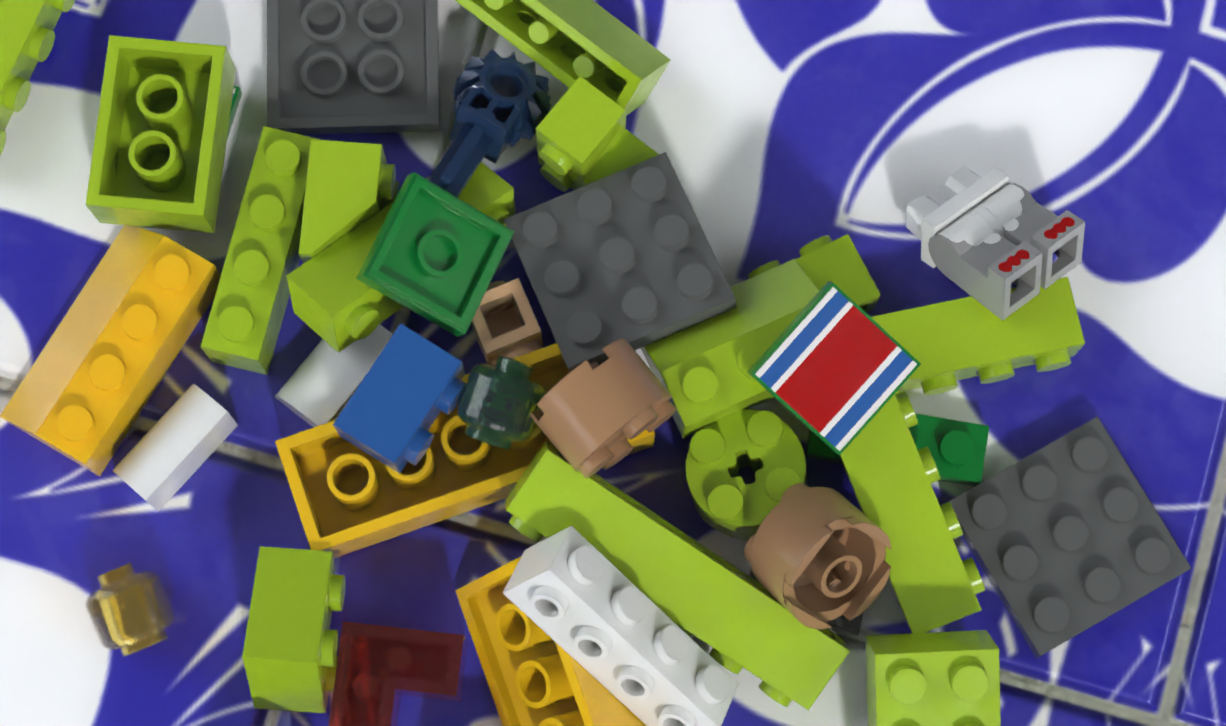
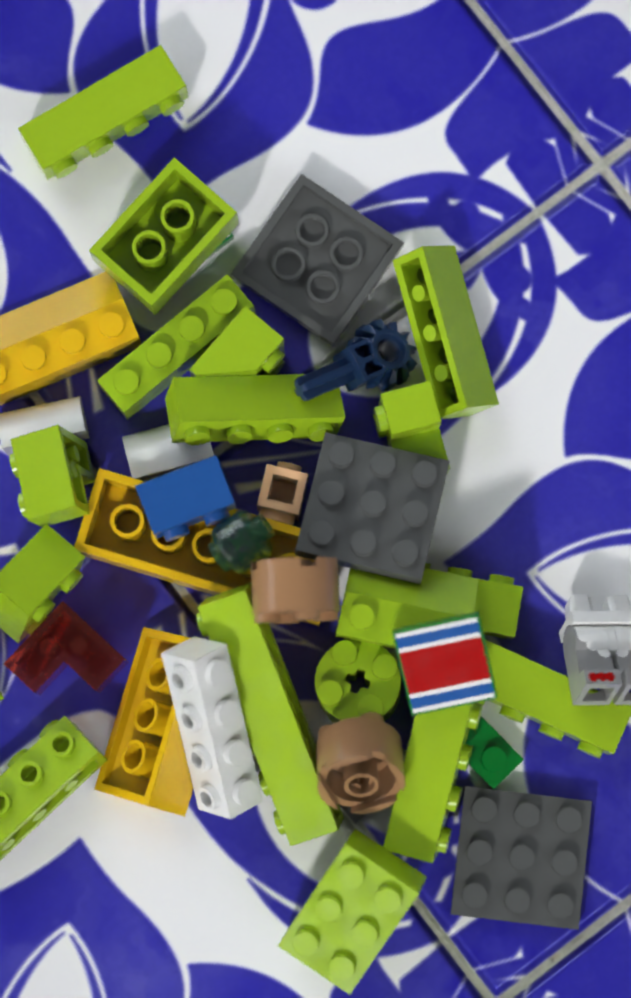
camera: 35 degrees right, 5 degrees up
(225, 487) = (51, 475): none -> lime brick
(435, 254) = (267, 427): green tile -> none

